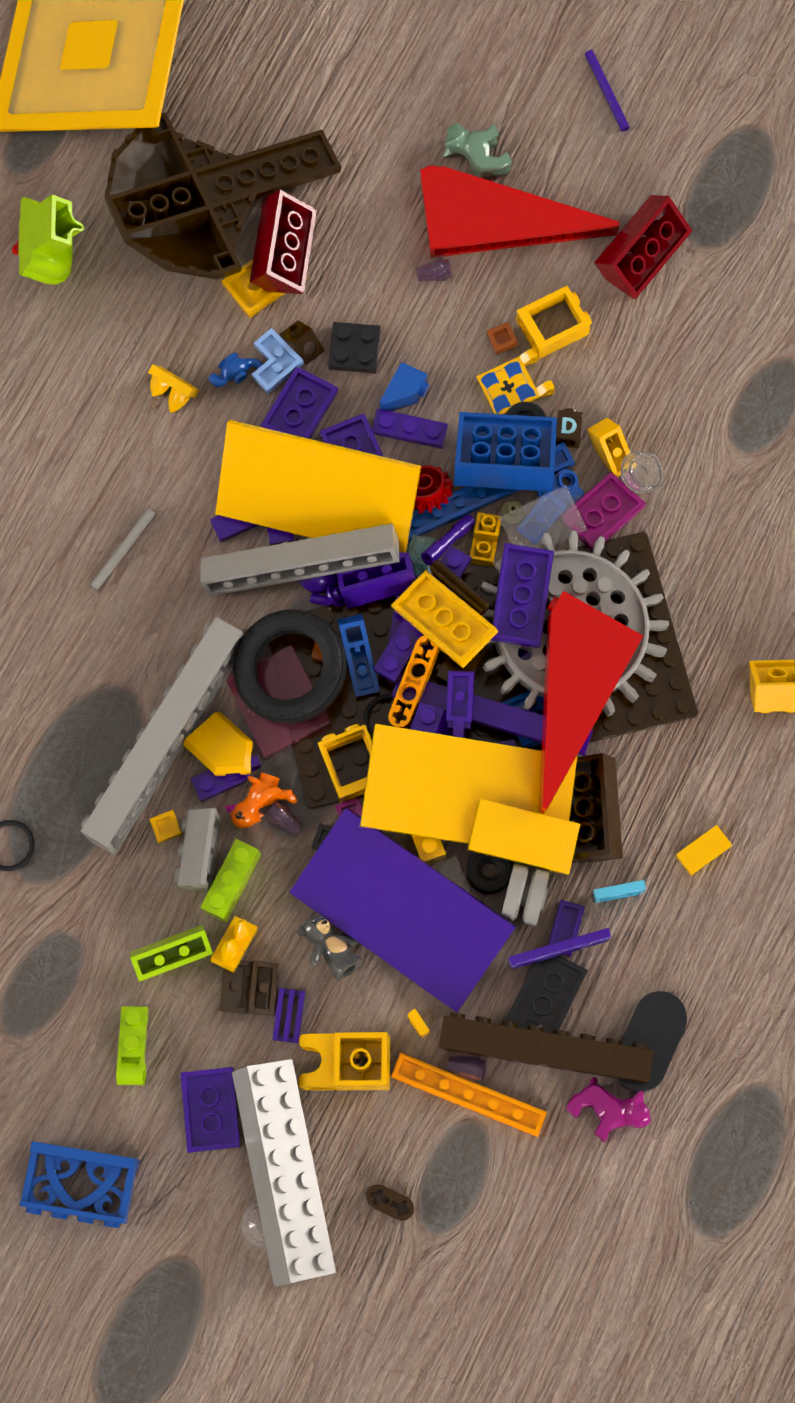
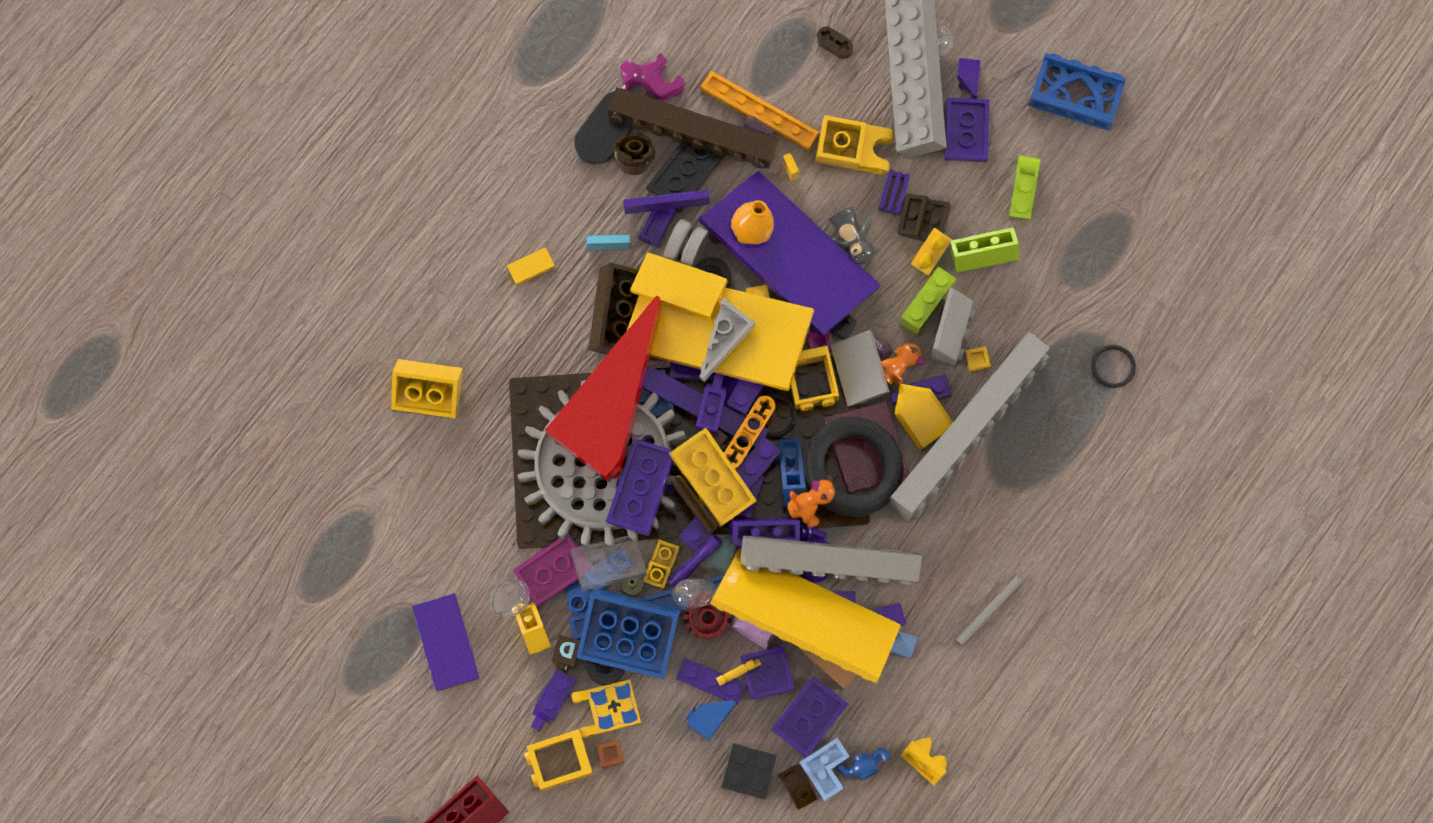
camera: 175 degrees left, 0 degrees up
(207, 500) = (904, 644): none -> medium blue slope
(216, 1184) = (969, 75): none -> dark purple slope
(298, 782) = (859, 368): none -> light grey tile
(331, 609) = (806, 504): none -> orange animal
(382, 435) = (738, 671): none -> yellow wheel
(443, 501) = (693, 593): none -> clear hat
(454, 782) = (728, 333): none -> light grey wing
(460, 923) = (753, 223): none -> light orange piece
(574, 382) = (552, 699): none -> dark purple hinge
(610, 1004) = (634, 153): none -> dark brown cone
(700, 421) = (445, 642): none -> dark purple tile

